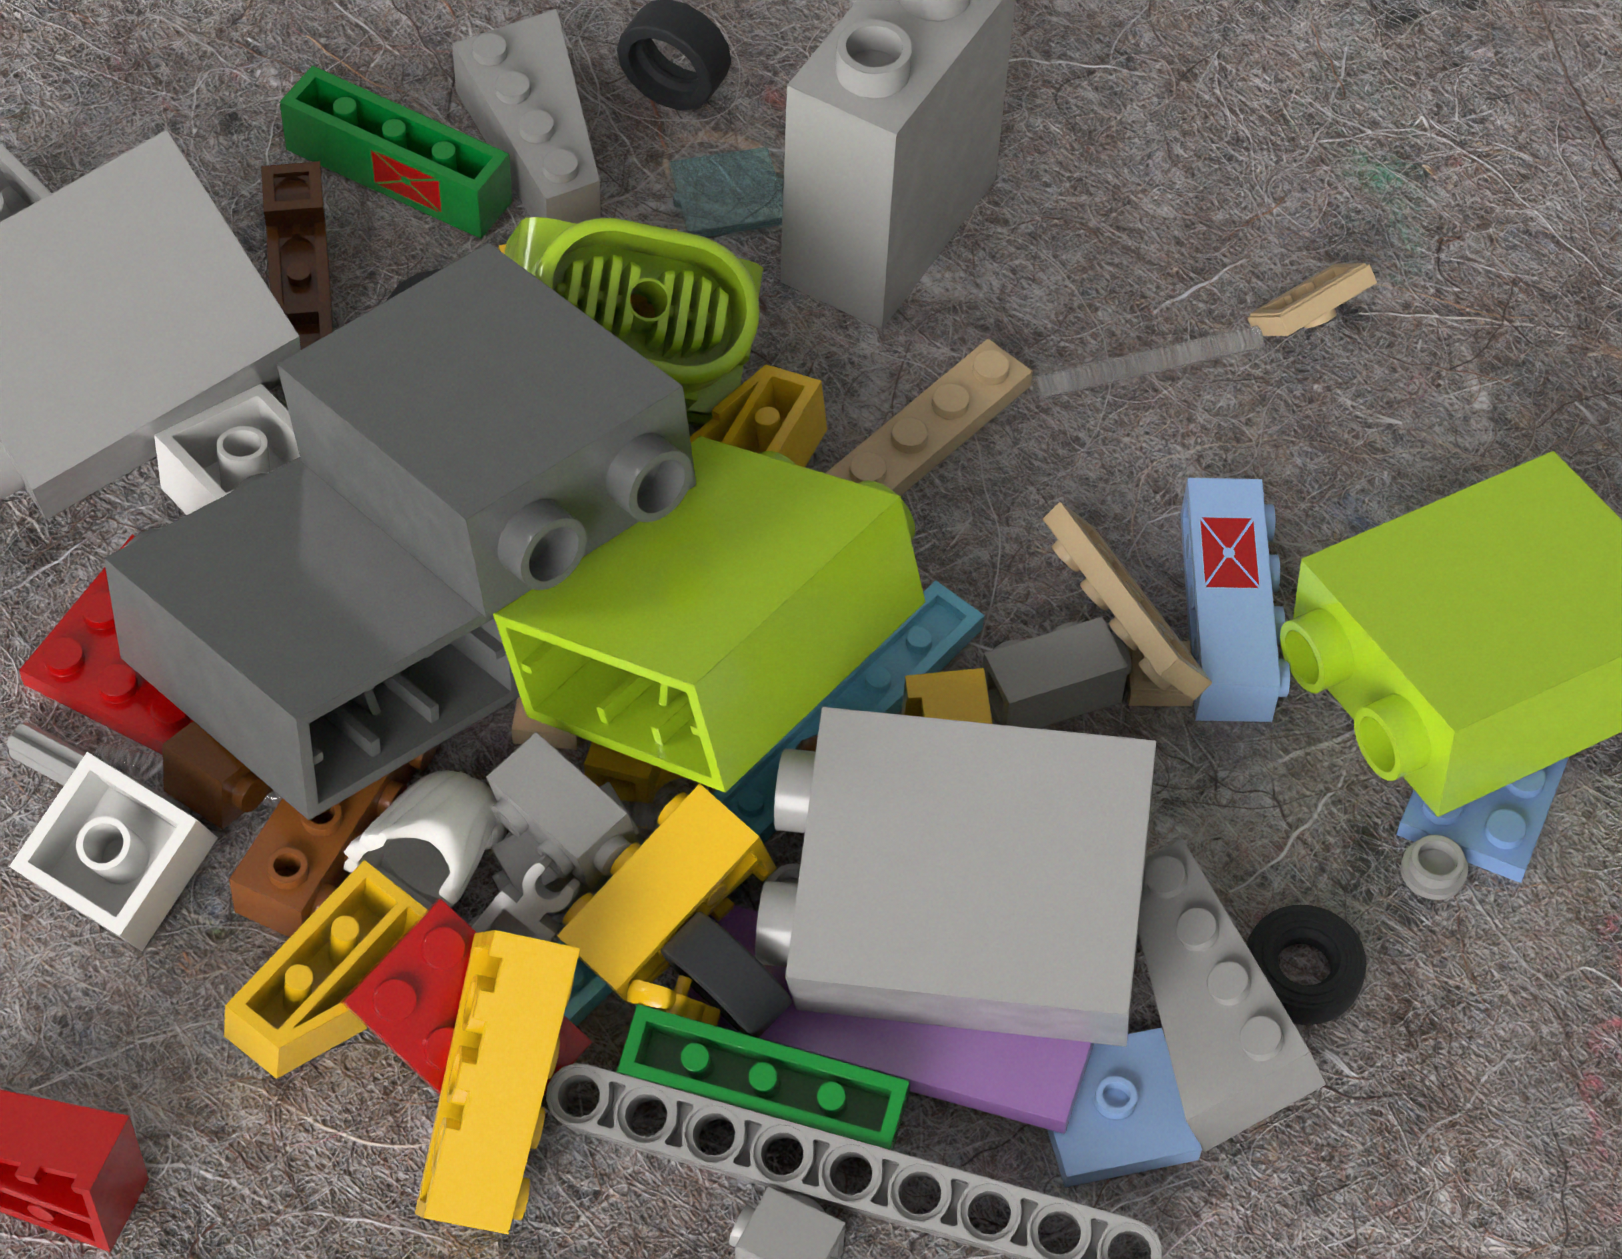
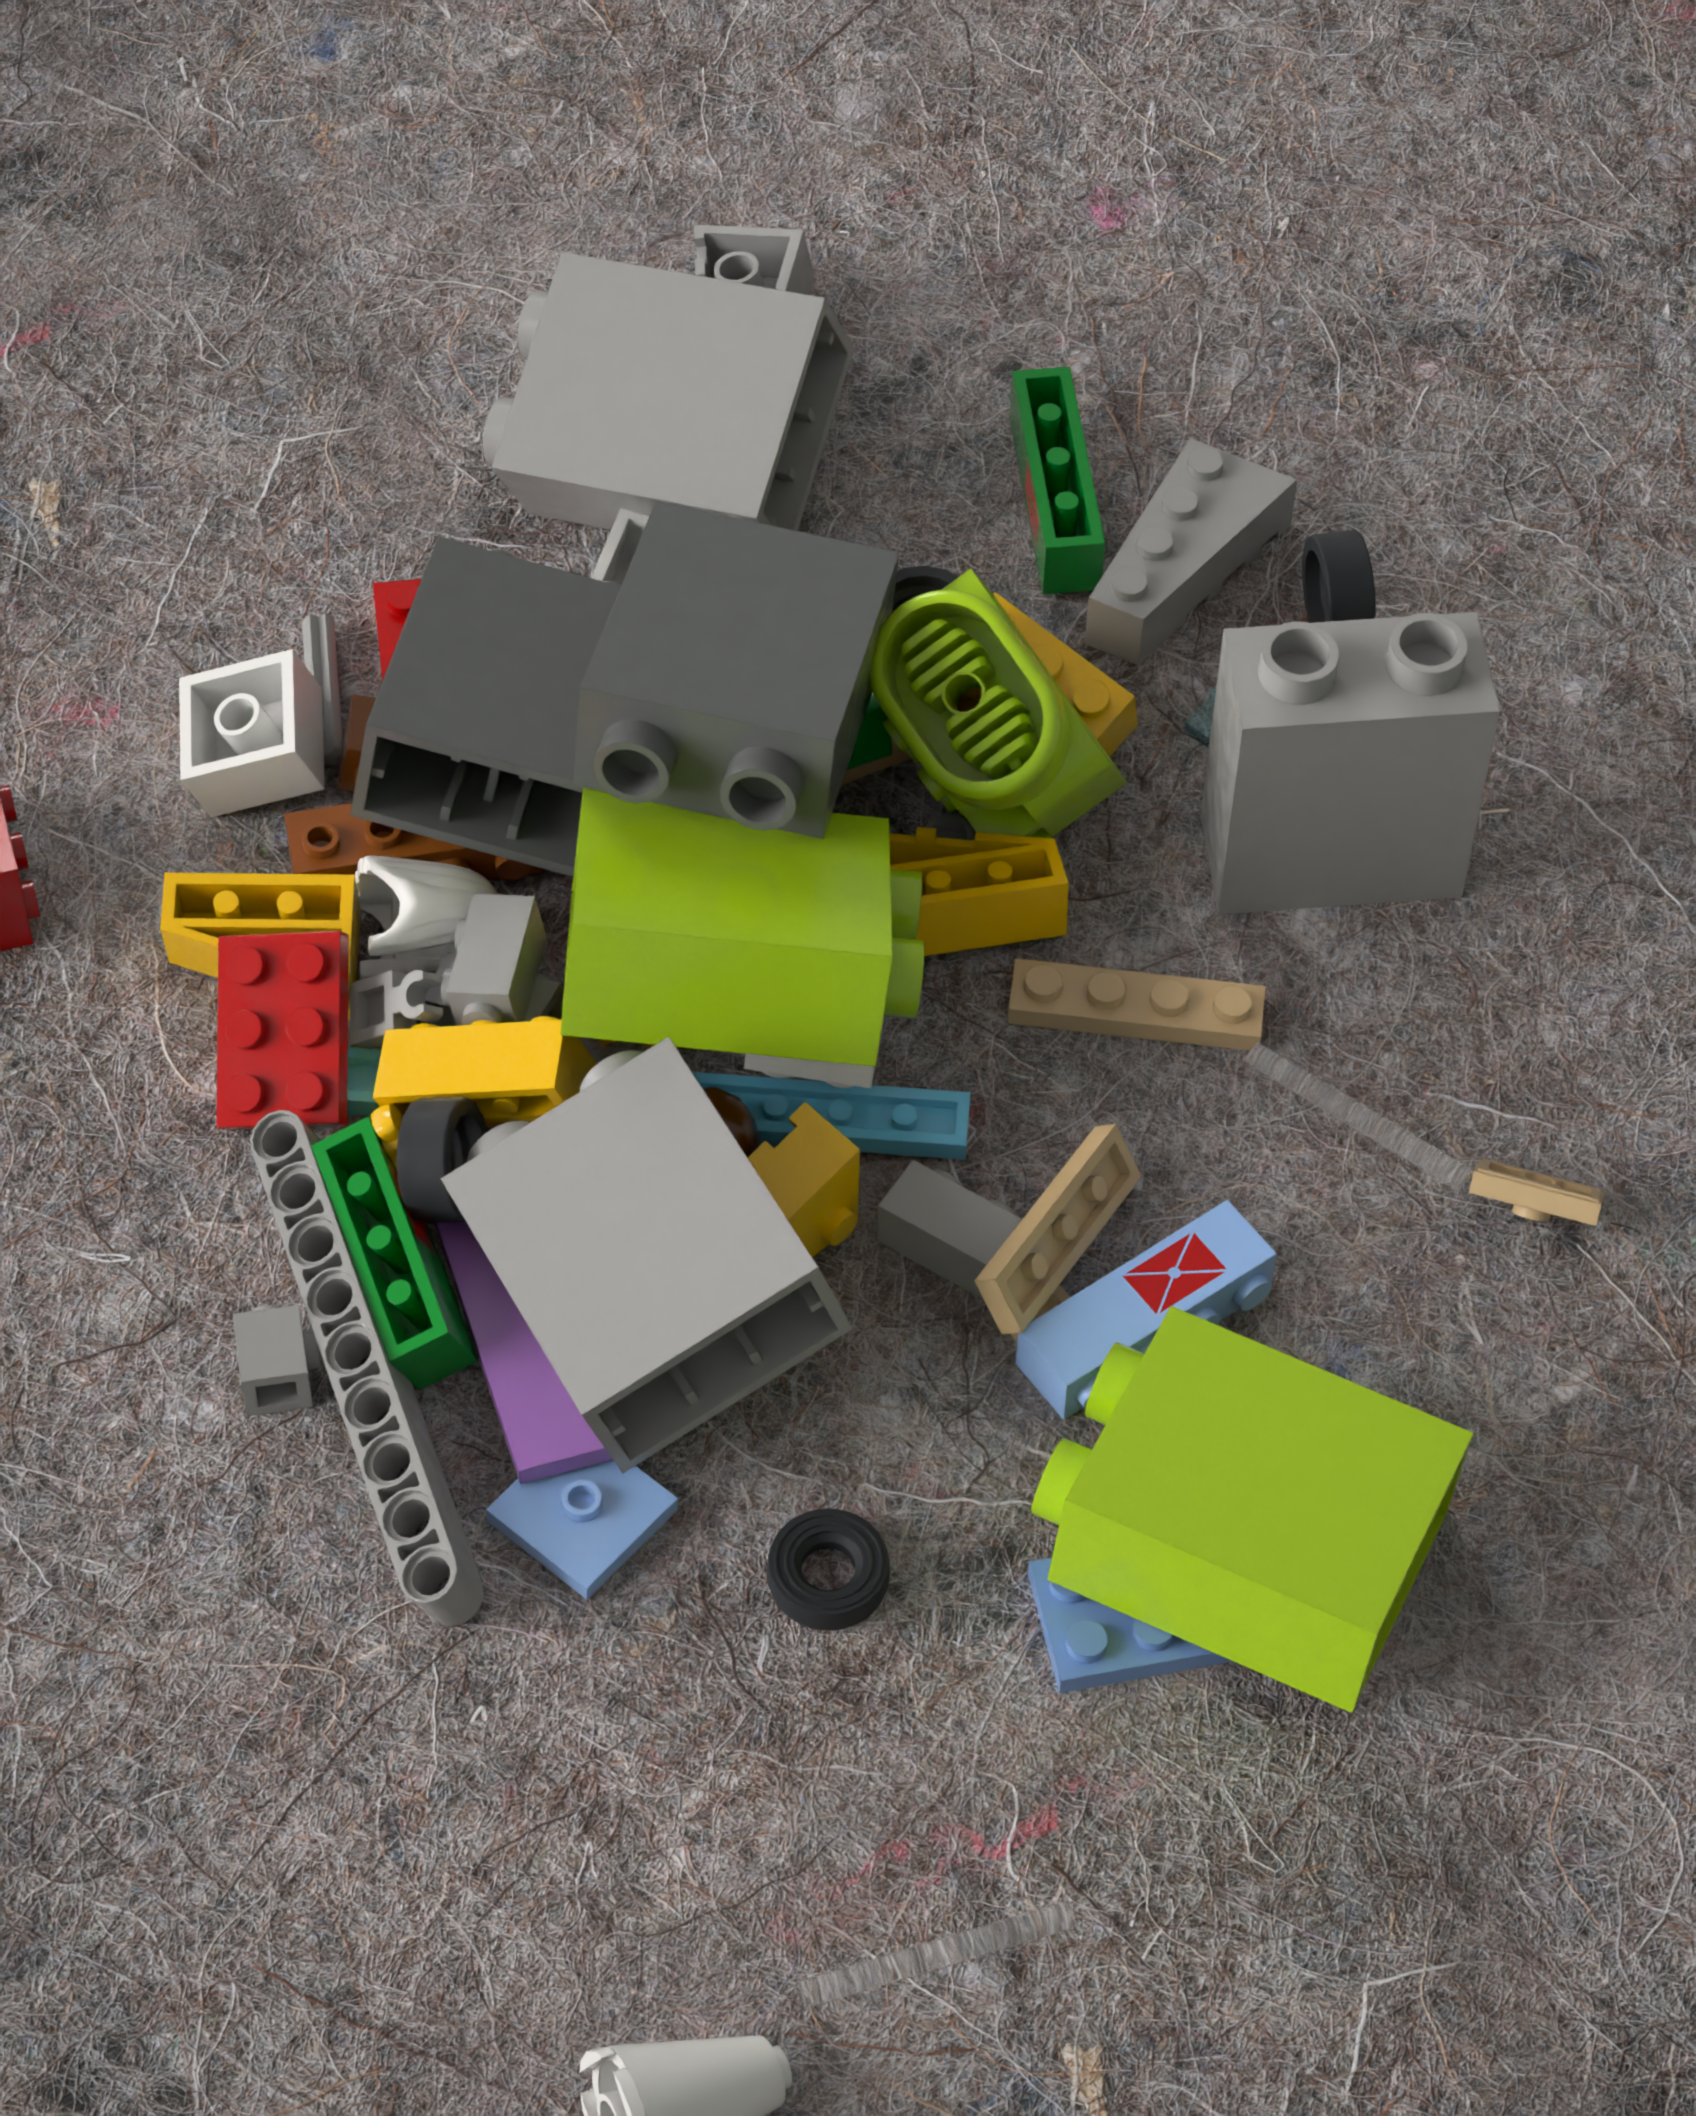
camera: 55 degrees right, 0 degrees up
(298, 247) = (911, 492): reddish brown slope -> none
(496, 1080) = (234, 1068): yellow wedge -> none
(1219, 1015) = (719, 1509): light grey wedge -> none
(1434, 867) = (1006, 1613): light grey plate -> none

